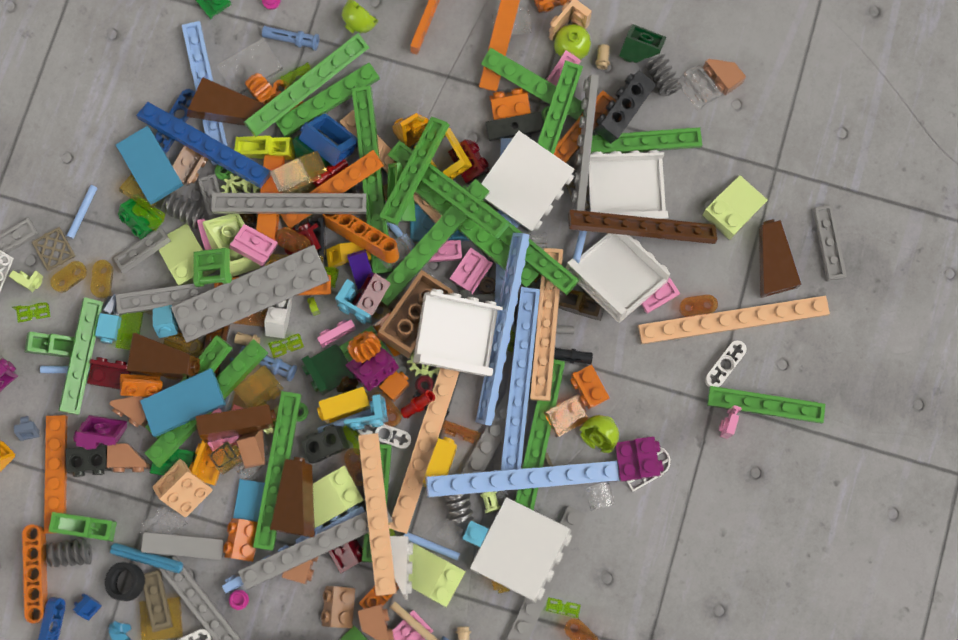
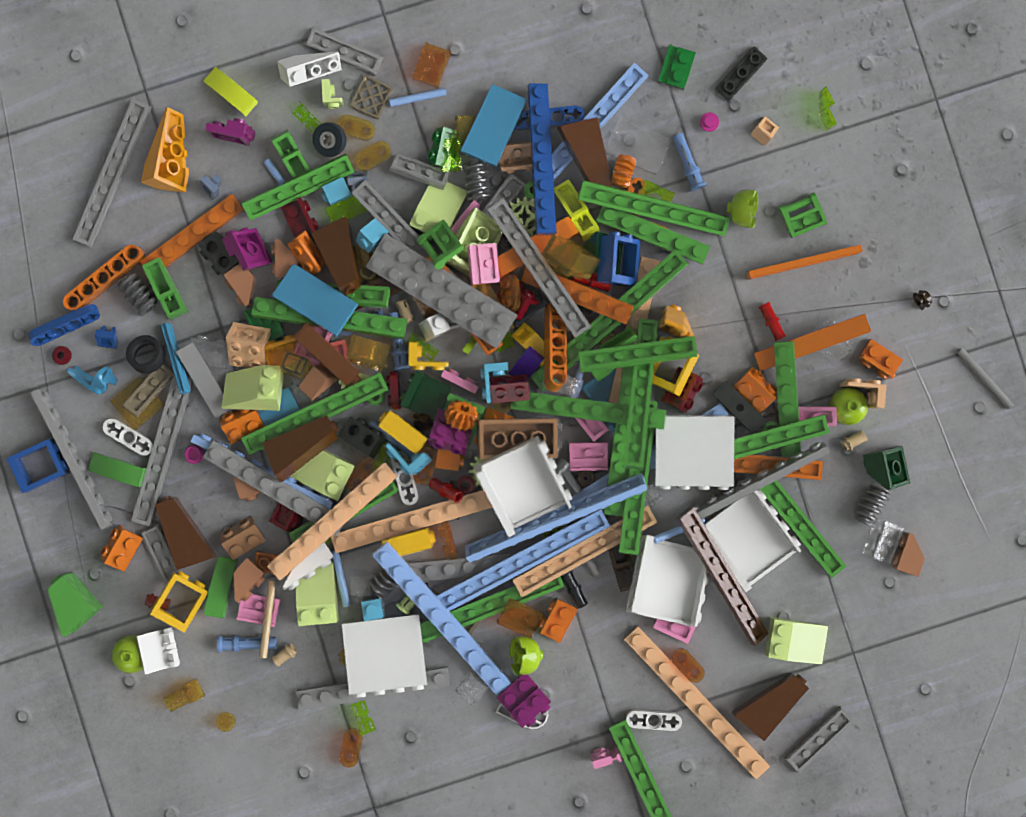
camera: 55 degrees right, 10 degrees up
(54, 310) = (321, 136): none -> black bush
(64, 182) = (431, 65): none -> clear orange plate
(219, 508) = (254, 388): none -> yellowish green slope
(286, 350) = (415, 352): none -> yellow bracket
(312, 396) = (394, 384): none -> dark red plate
(463, 56) = (772, 321): none -> red pin
(606, 126) = (846, 495): black brick -> none

